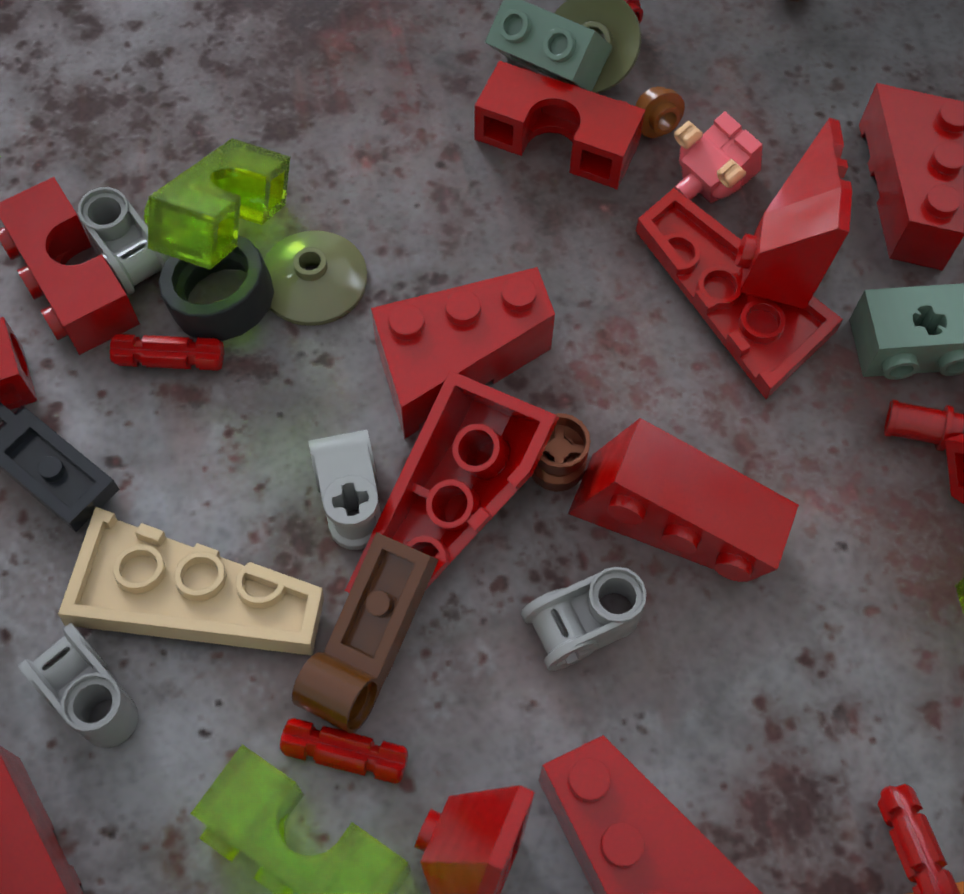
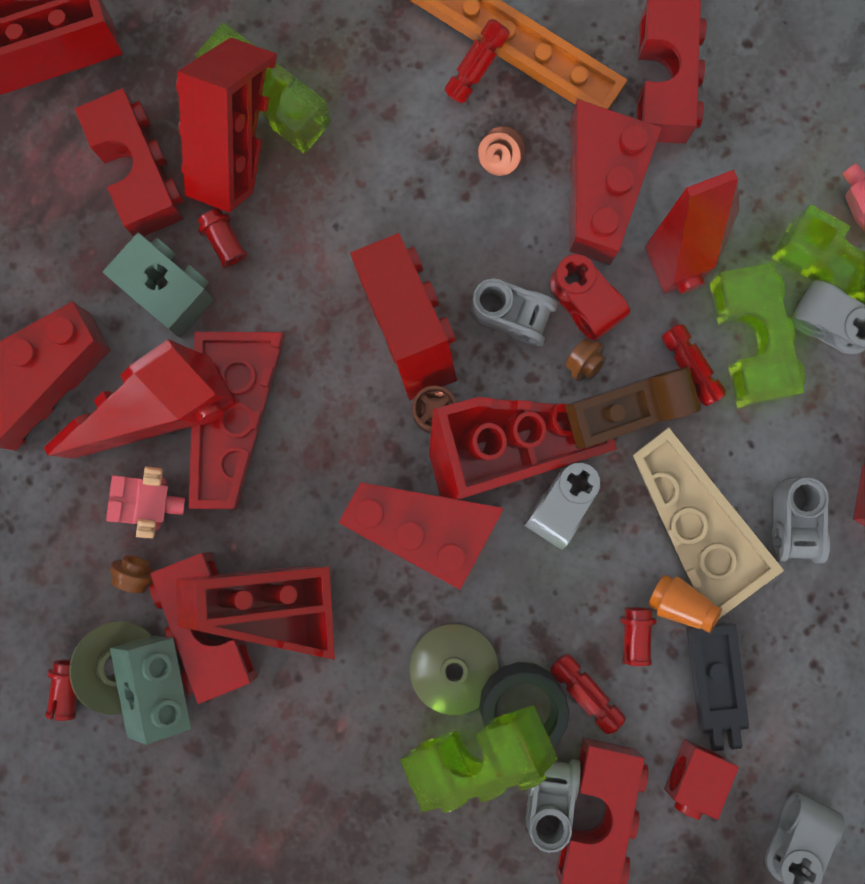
camera: 130 degrees left, 20 degrees up
(140, 495) = (684, 604): none -> orange cone
(171, 446) = (637, 636): none -> red pin
(462, 640) = (586, 360): none -> dark orange plate
(516, 704) = (590, 301): none -> red piece
(529, 150) = (264, 607): none -> red wedge
(780, 775) = (501, 150): none -> wheel

